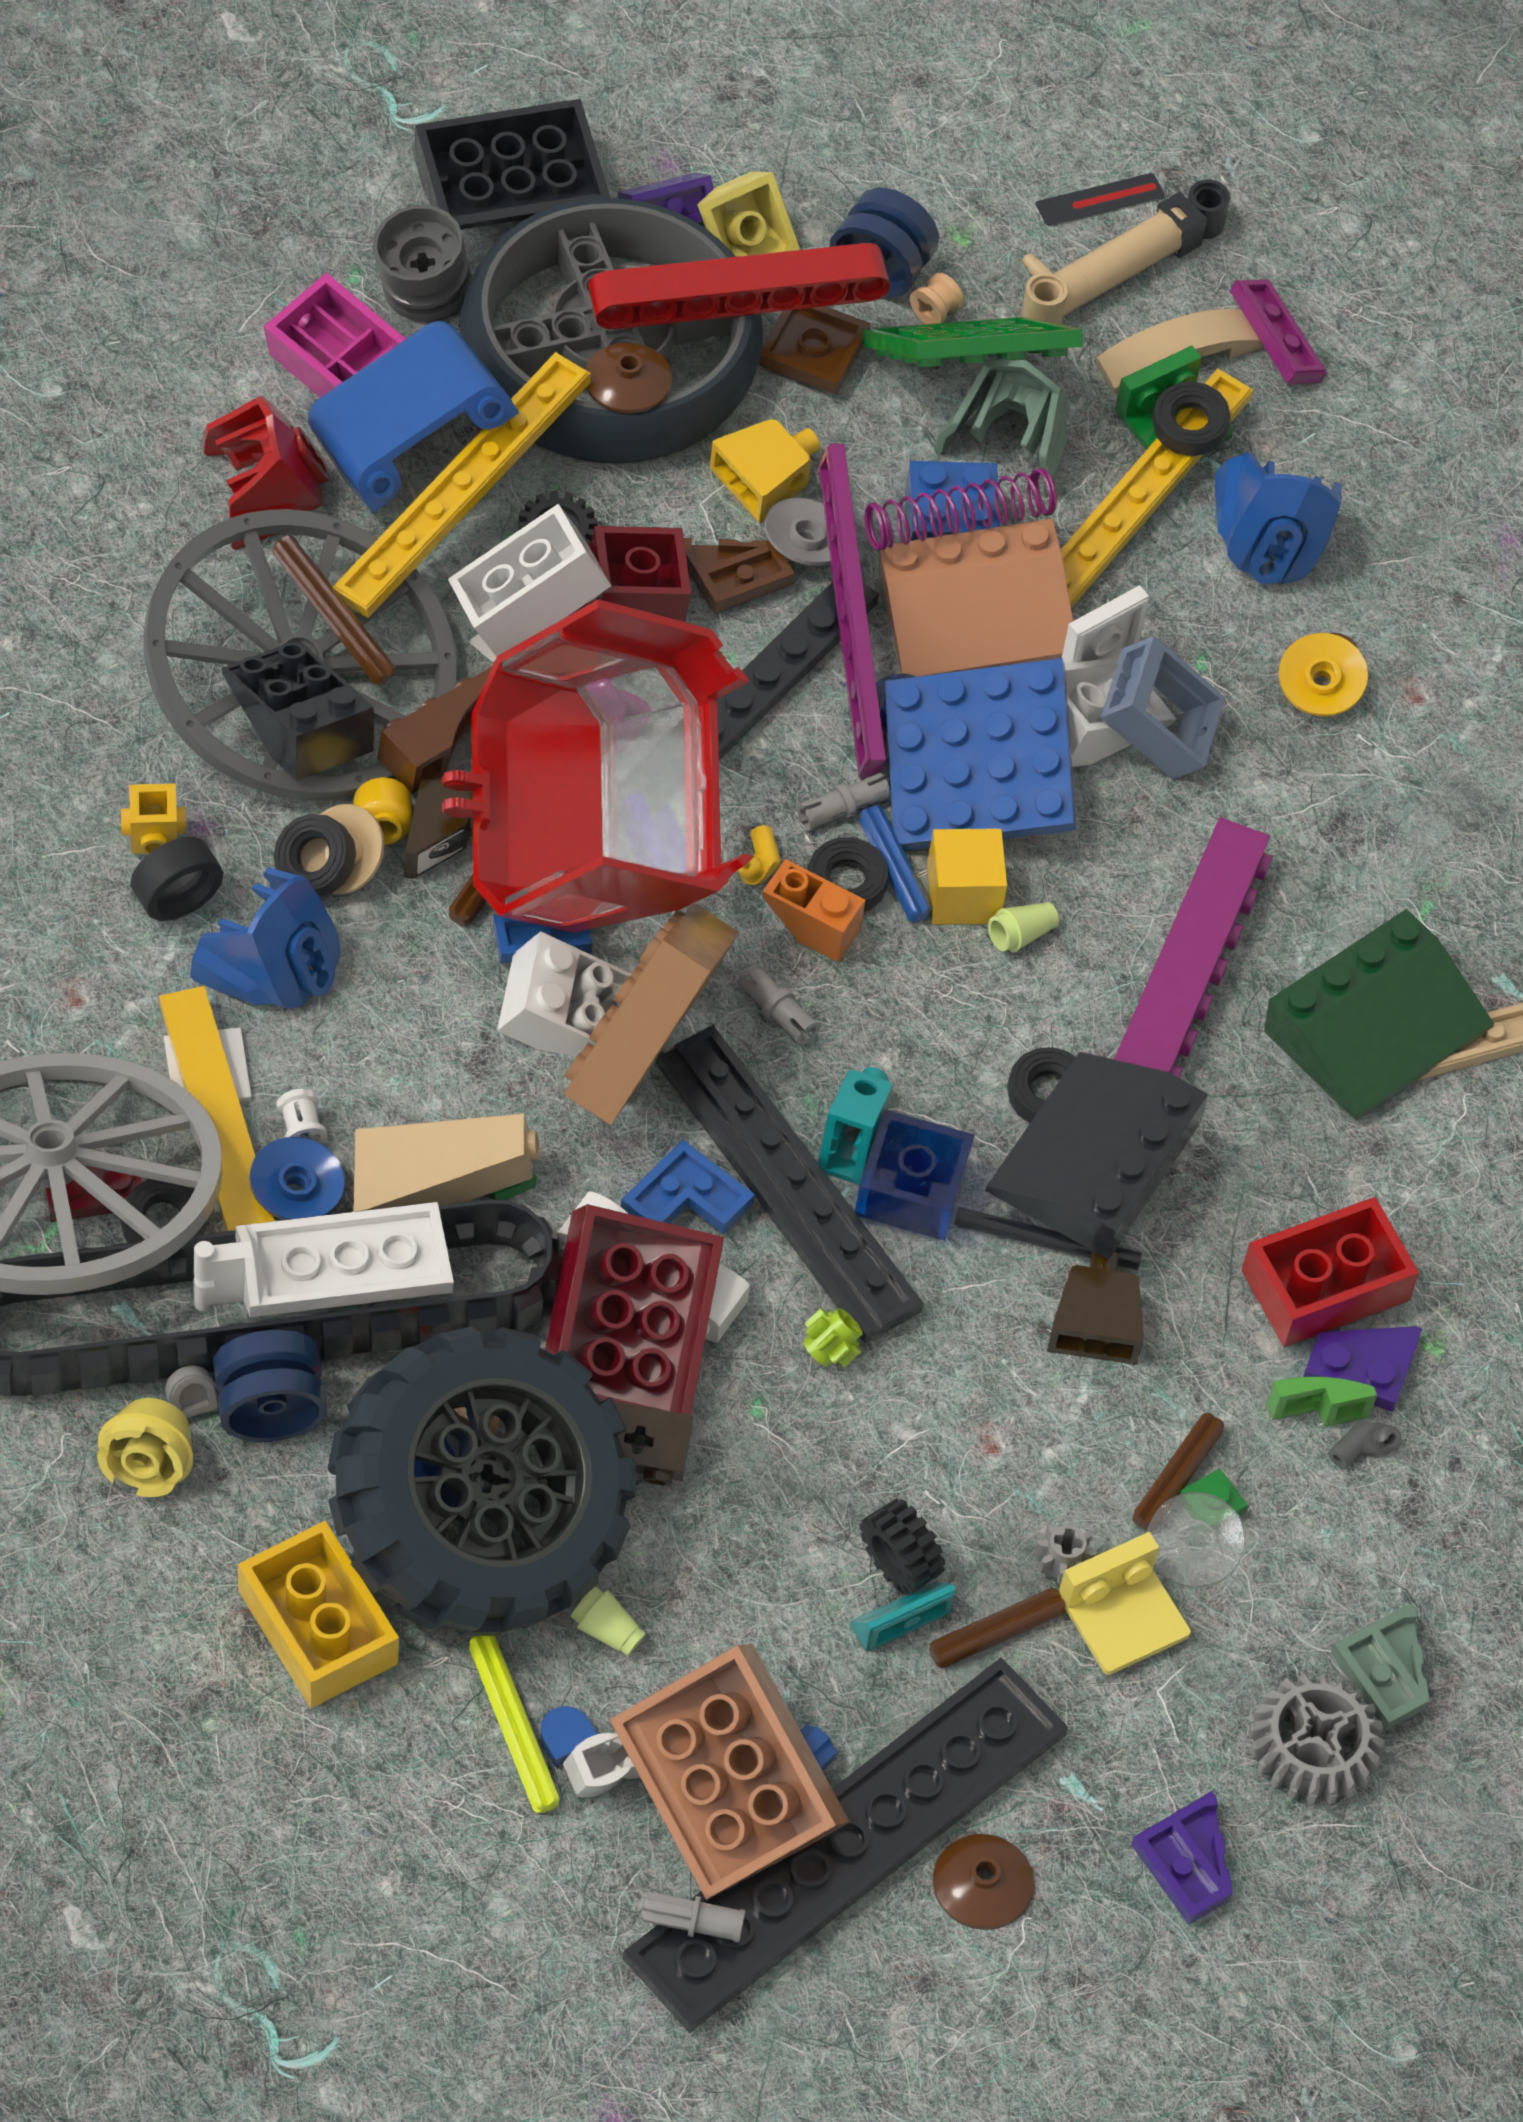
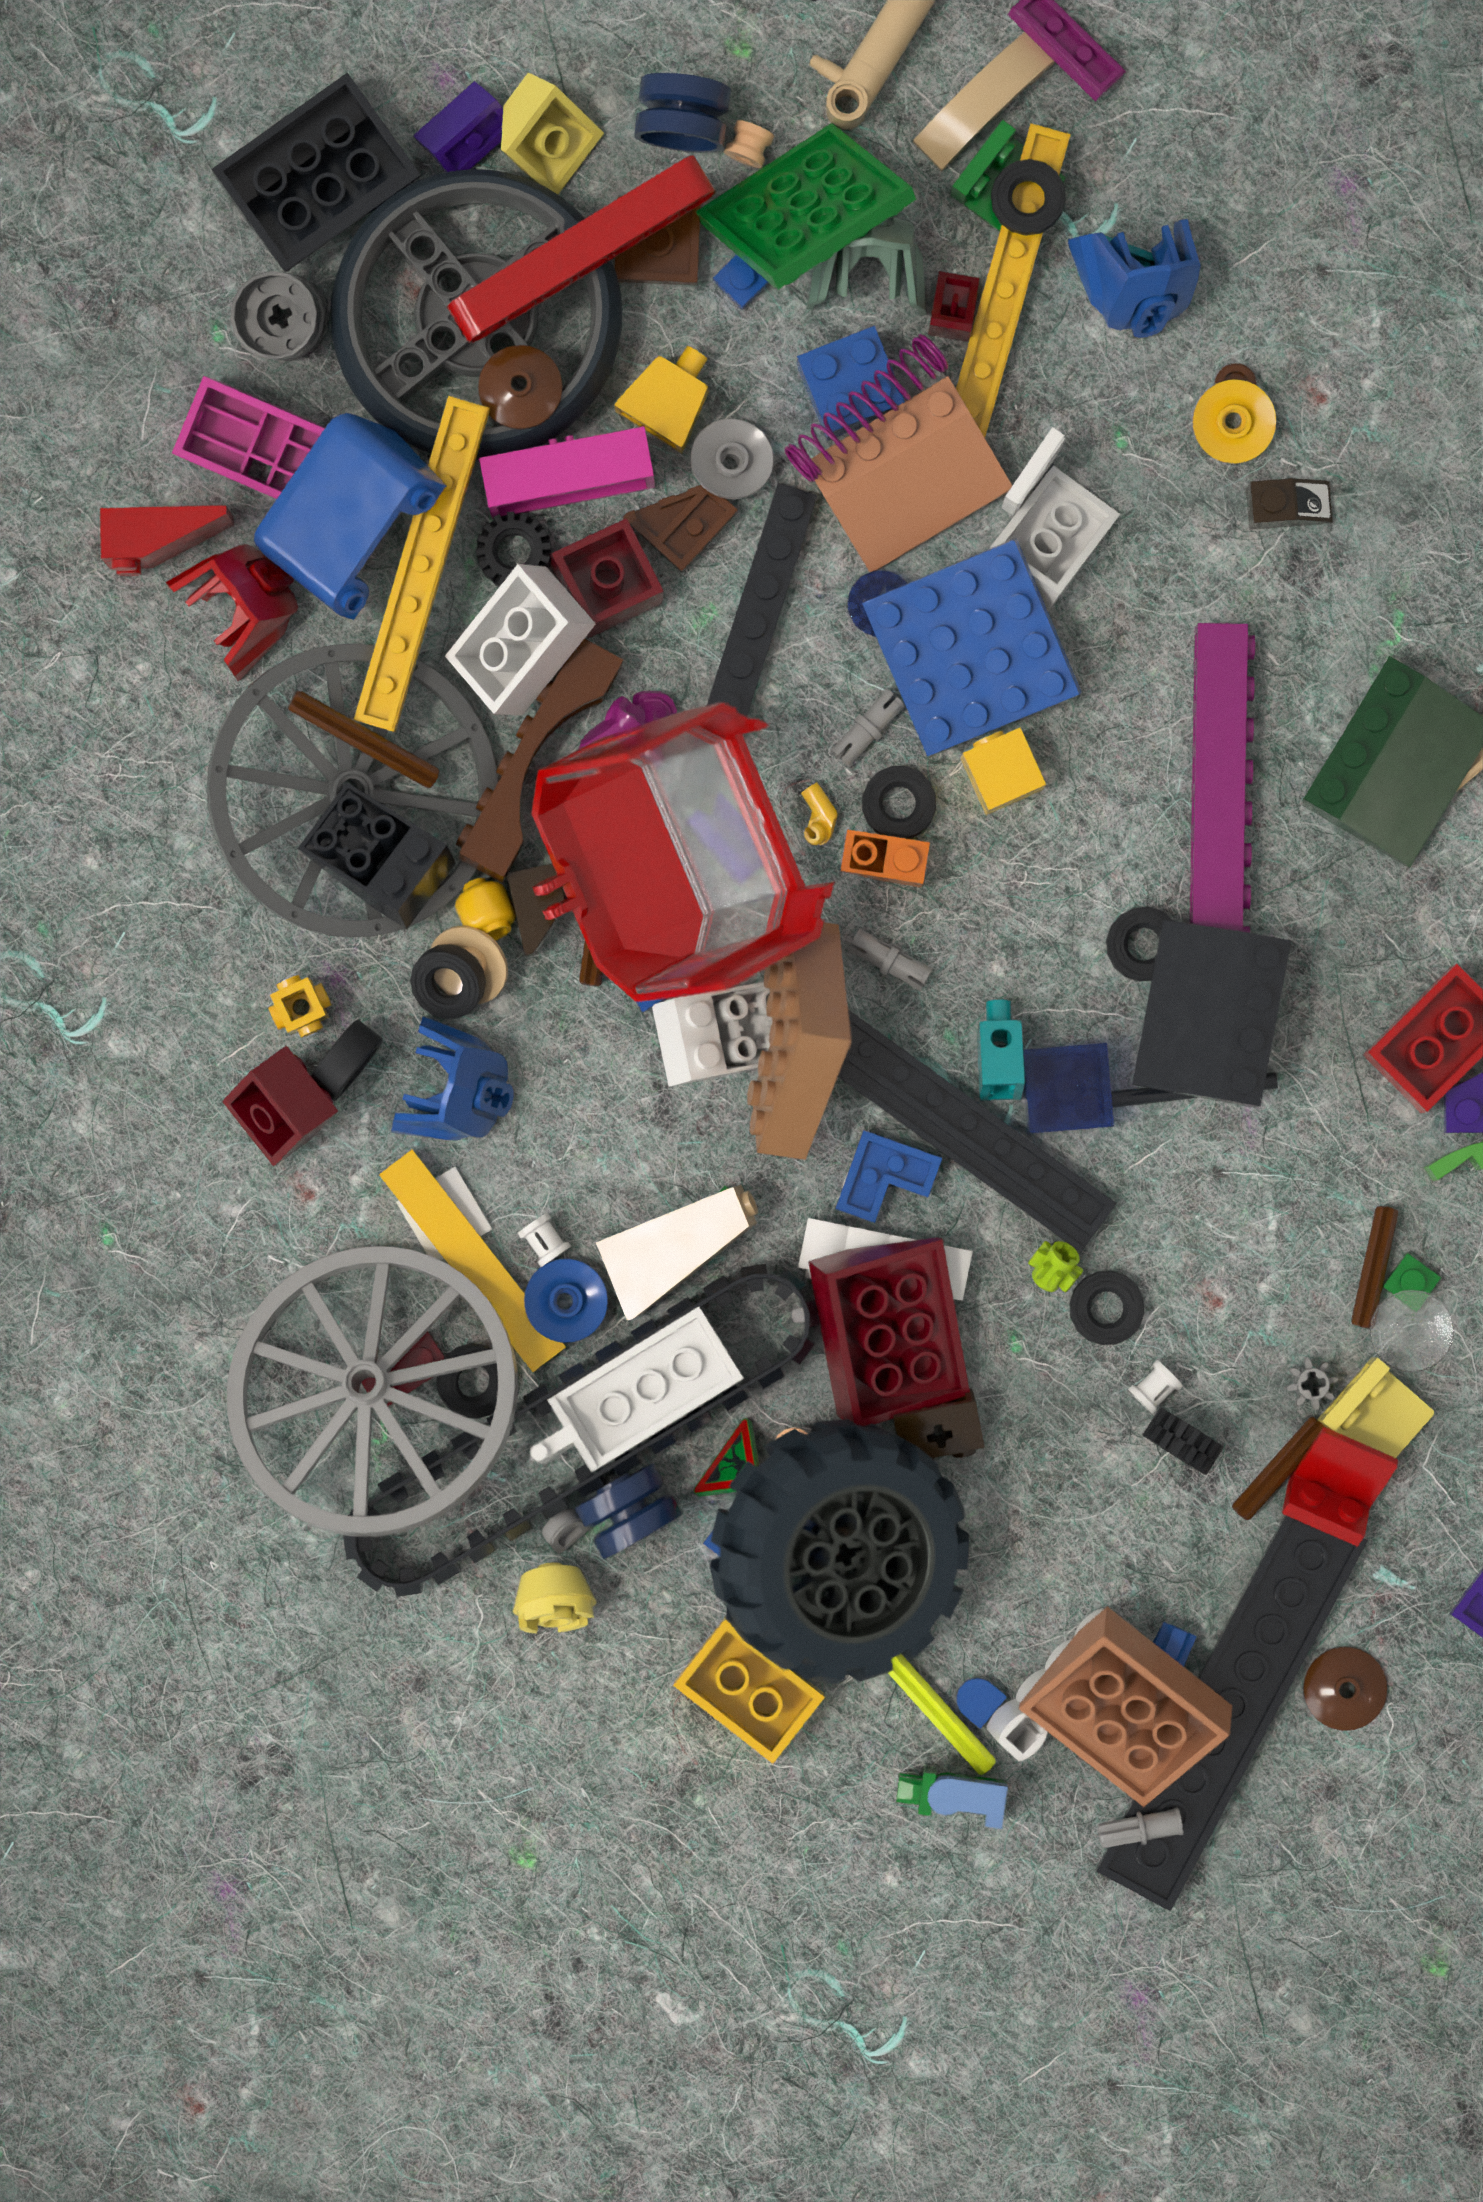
camera: 15 degrees left, 30 degrees up
(89, 887) = (280, 1105): none -> dark red brick
(207, 379) = (151, 535): none -> red slope
(499, 1802) = (954, 1792): none -> medium blue hips
(607, 1621) = (979, 1594): yellowish green cone -> none
(643, 476) = (567, 472): none -> dark pink brick
(851, 612) = (805, 540): magenta tile -> none
(863, 1429) = (1081, 1308): none -> black tyre
(890, 400) = (739, 282): none -> blue bracket
(900, 872) = (940, 777): blue axle -> none
(904, 1615) = (1198, 1490): teal slope -> none
(905, 1485) = (1155, 1387): none -> white bush
(1020, 925) = (1063, 795): yellowish green cone -> none
(1060, 1649) = (1337, 1485): none -> red bracket
(1077, 494) = (953, 306): none -> dark red slope
(1099, 1313) = (1261, 1150): dark brown torso -> none
(1154, 664) = (1083, 530): sand blue window -> none
(1350, 761) = (1288, 503): none -> dark brown slope

